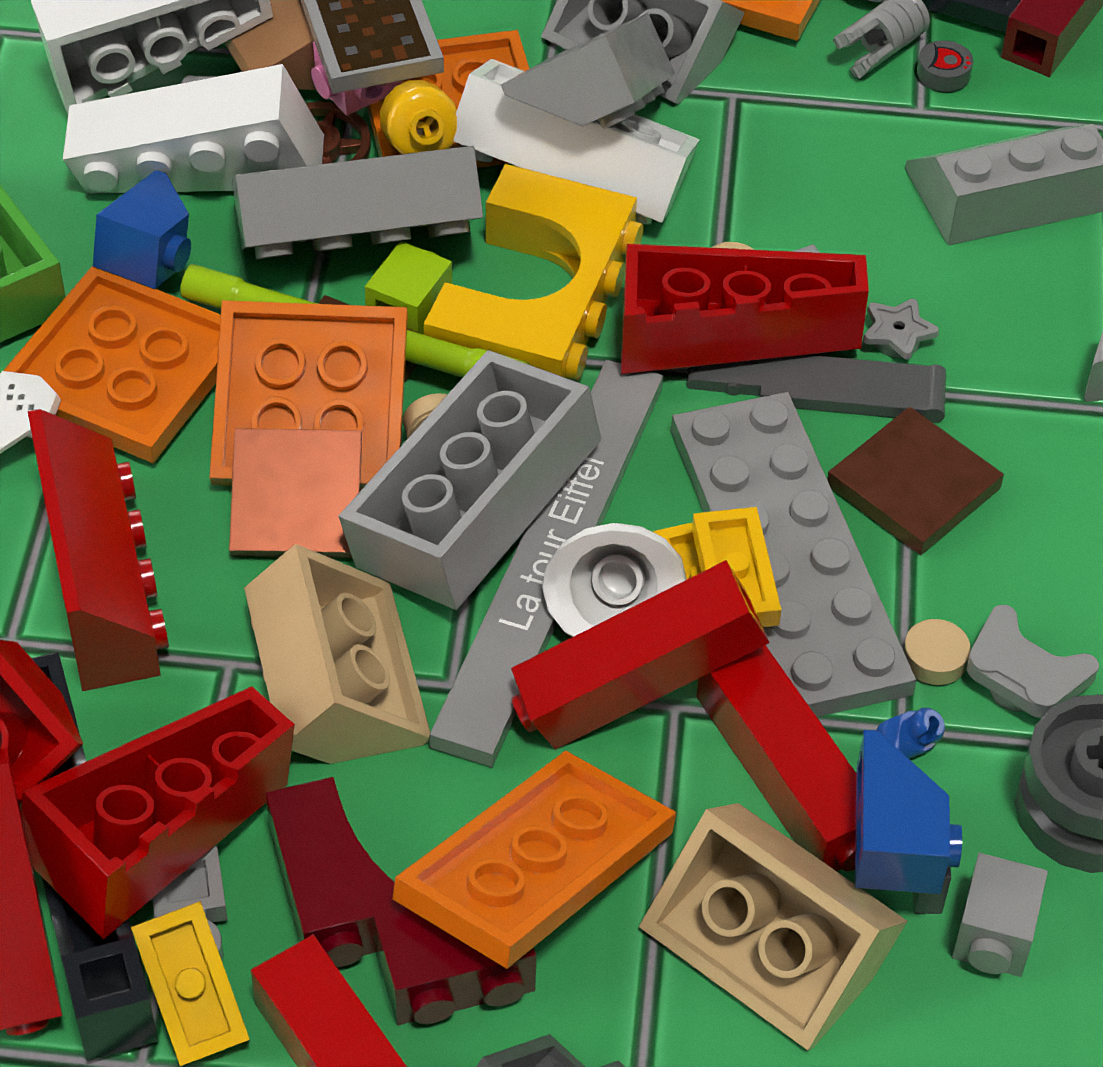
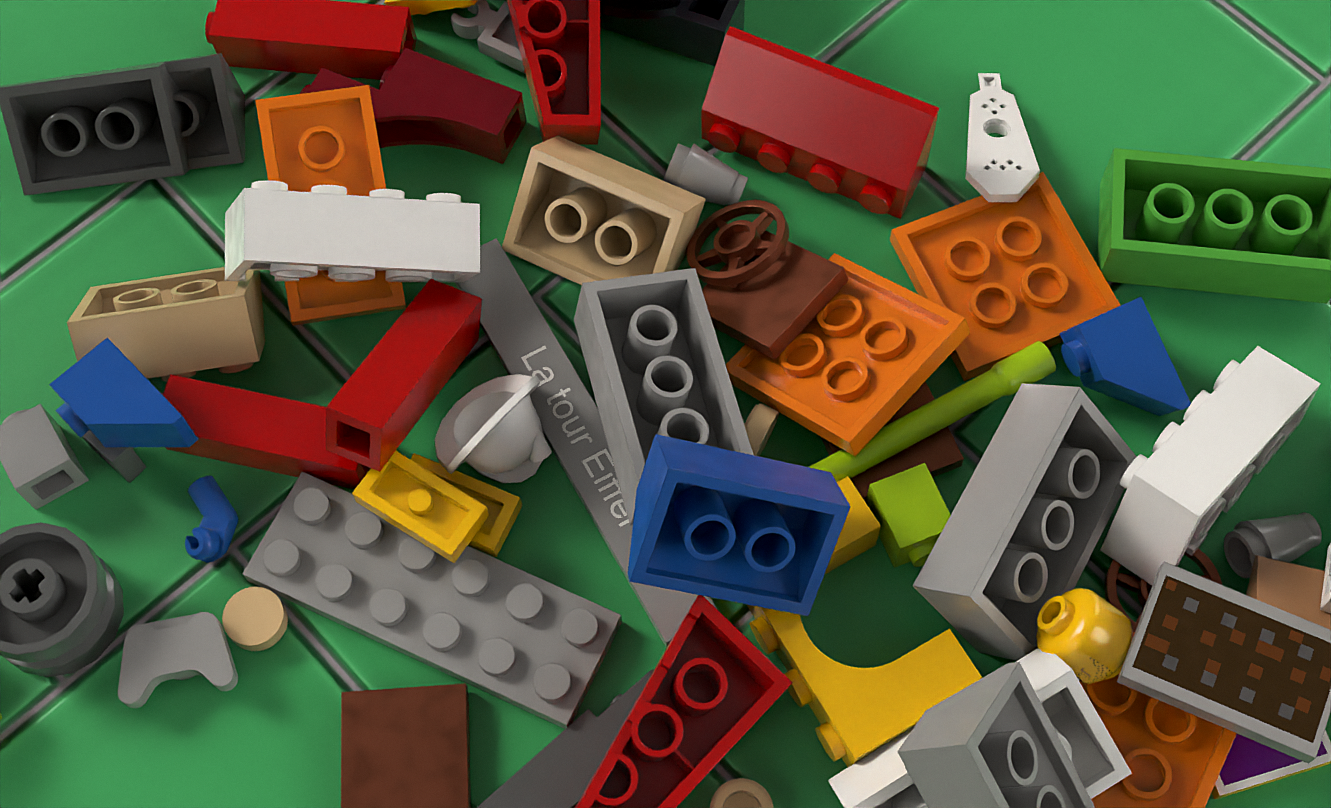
camera: 135 degrees right, 15 degrees up
(215, 624) = (705, 175): none -> light grey cone
(261, 539) = (738, 243): none -> copper wheel
(547, 315) = (734, 525): none -> blue slope
(580, 775) = (351, 235): none -> white wedge

